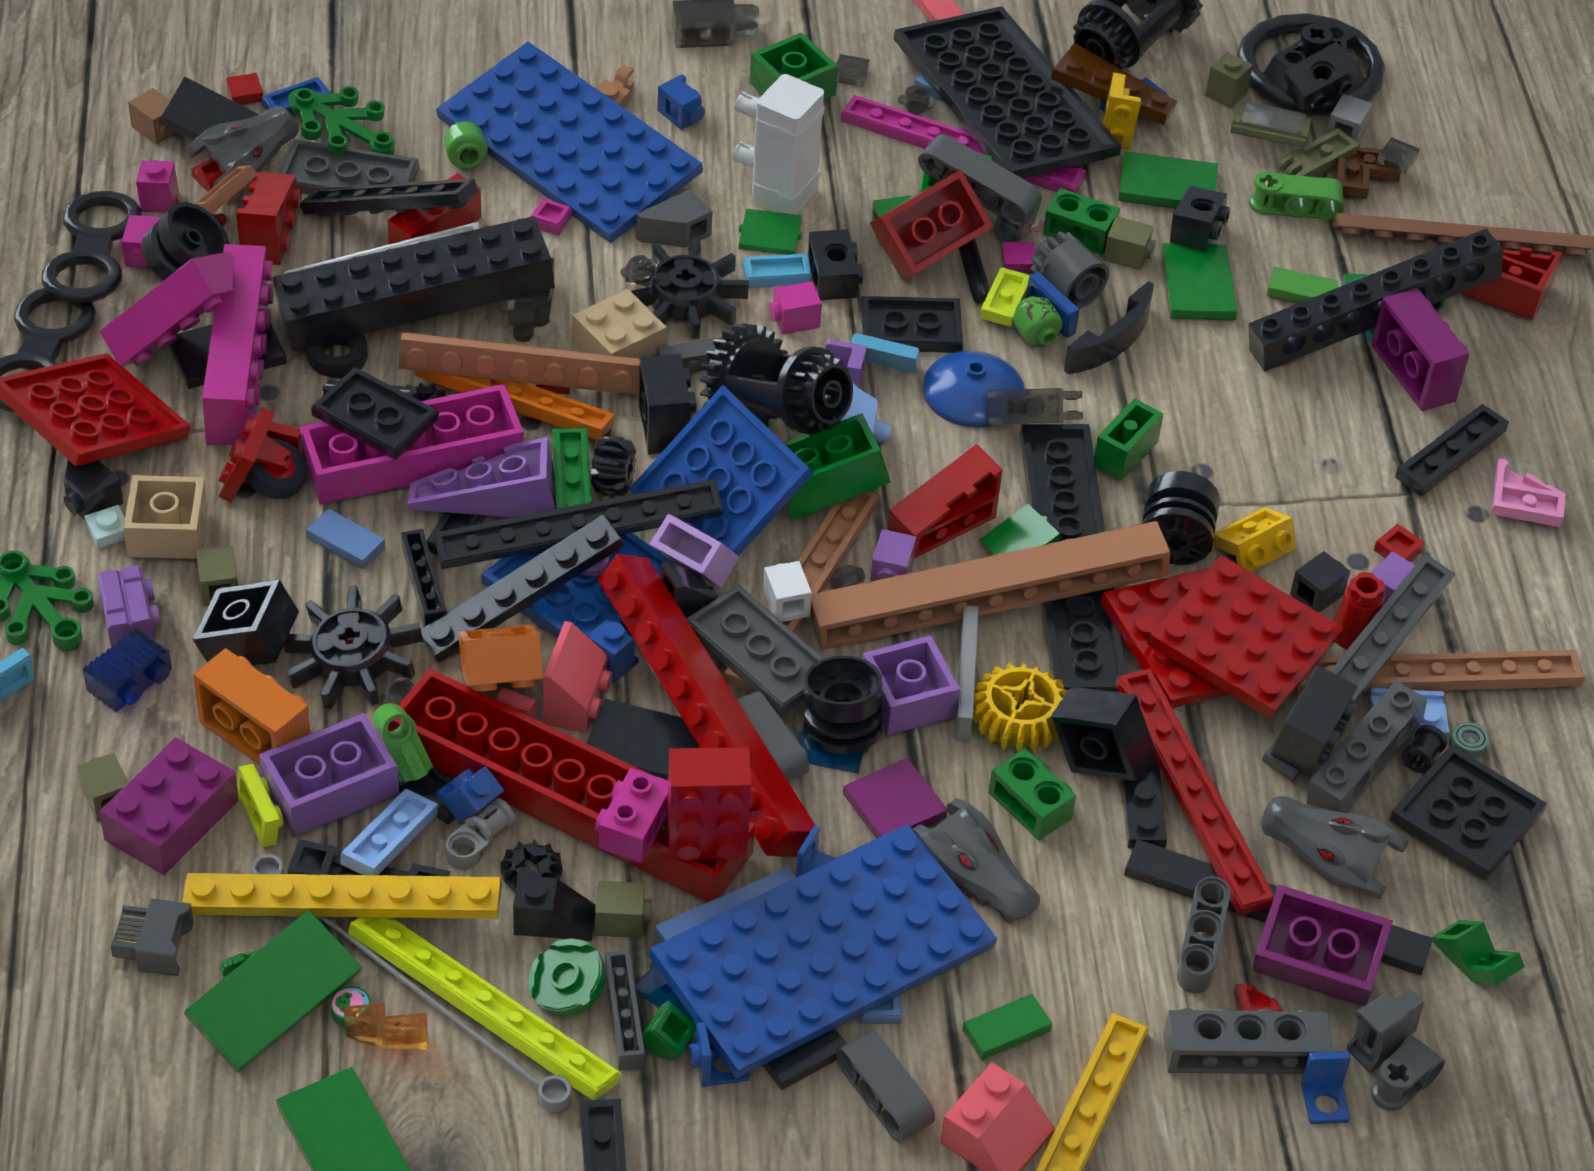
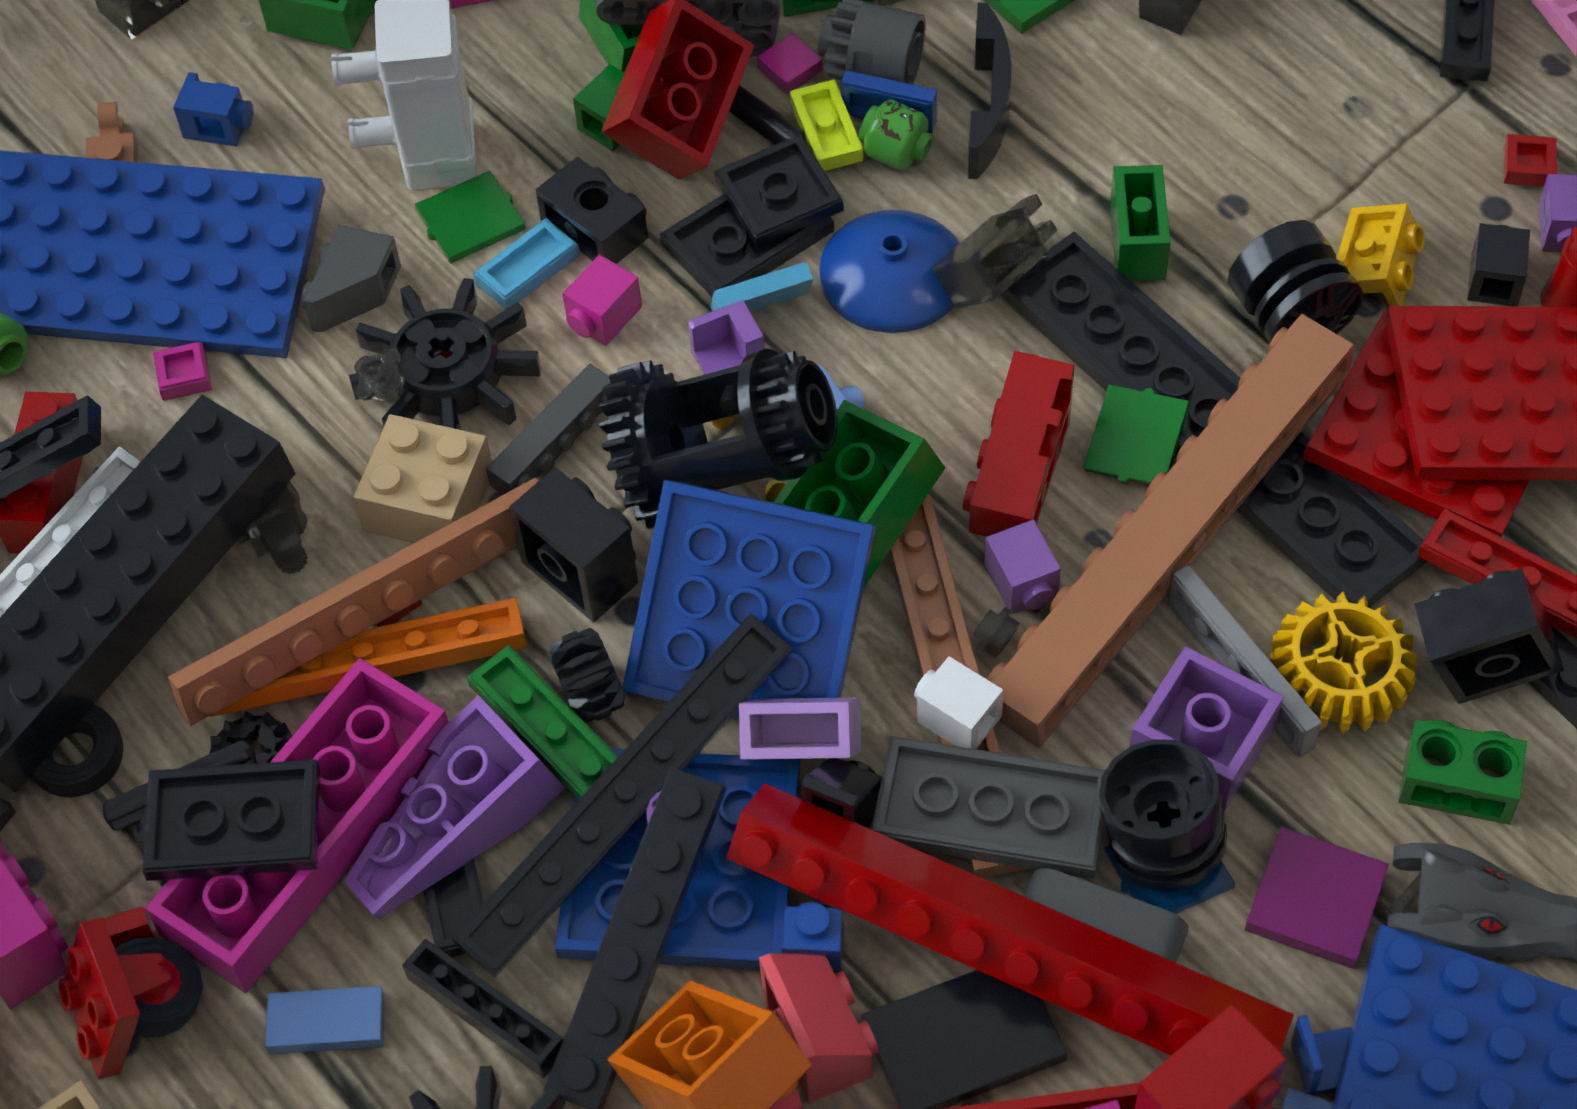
camera: 30 degrees left, 10 degrees up
(944, 311) = (778, 191): none -> black tile

